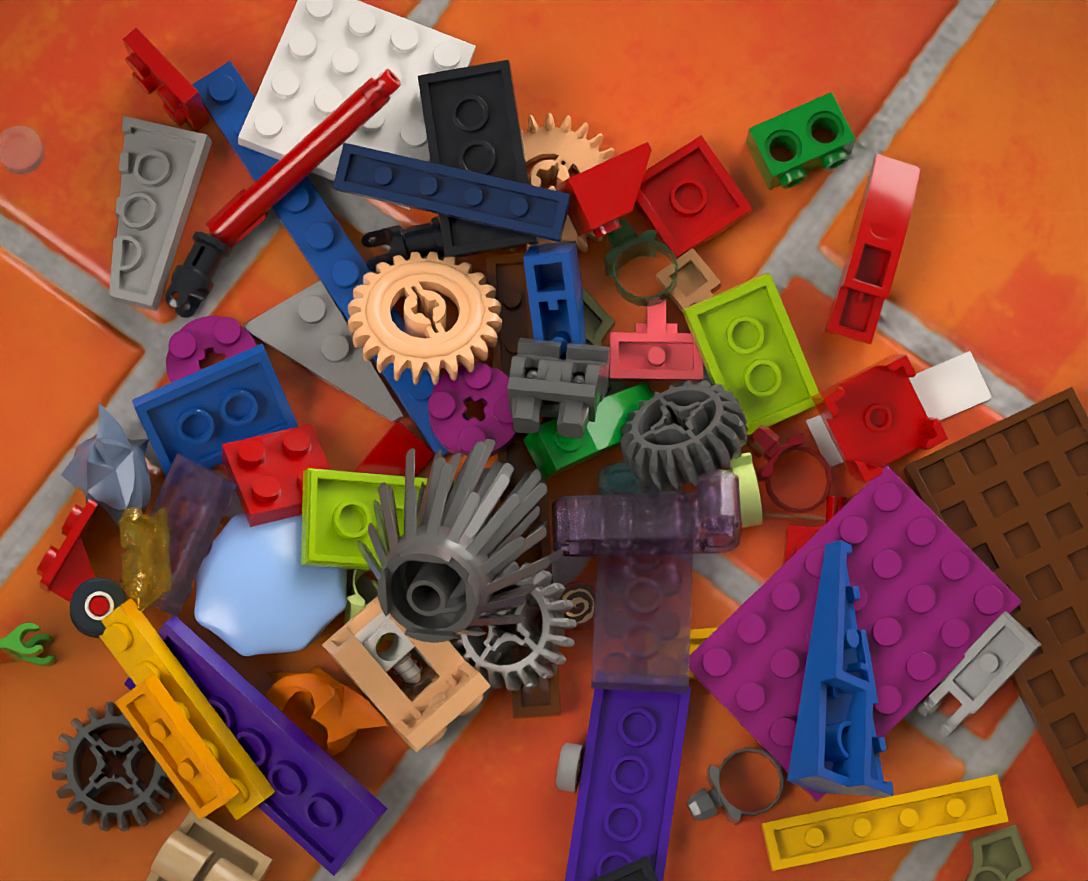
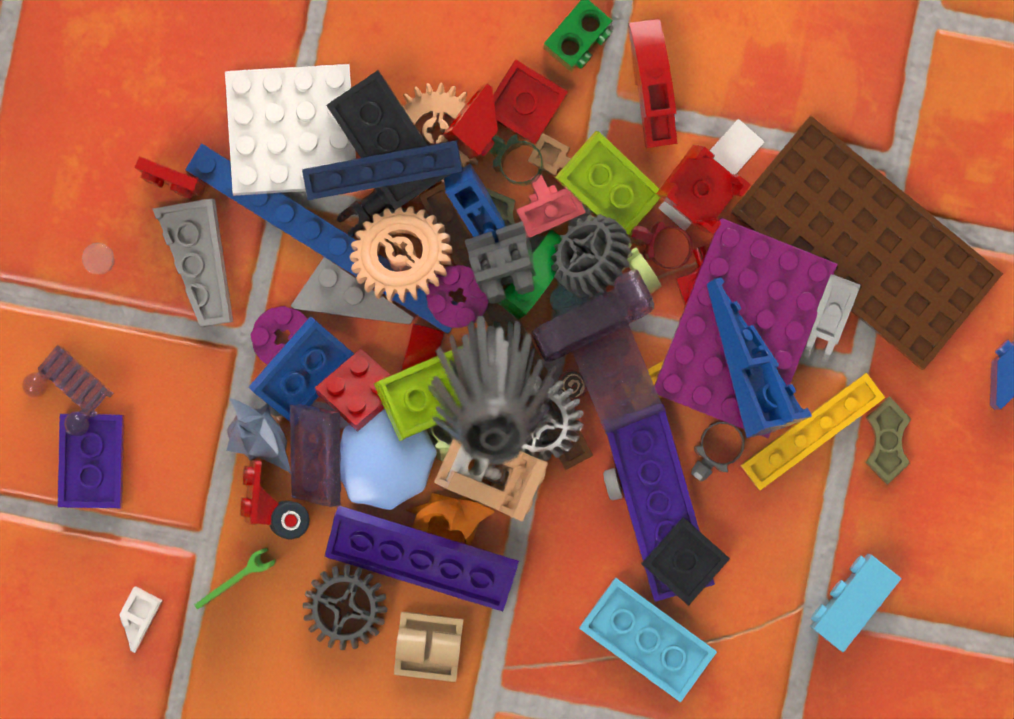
camera: 25 degrees left, 10 degrees up
(144, 653) = (370, 557): yellow plate -> none
(148, 569) = (310, 485): clear yellow hinge -> none
(177, 747) = (377, 582): light orange plate -> none
(195, 274) = (246, 291): black piece -> none
(251, 205) = (261, 230): red piece -> none

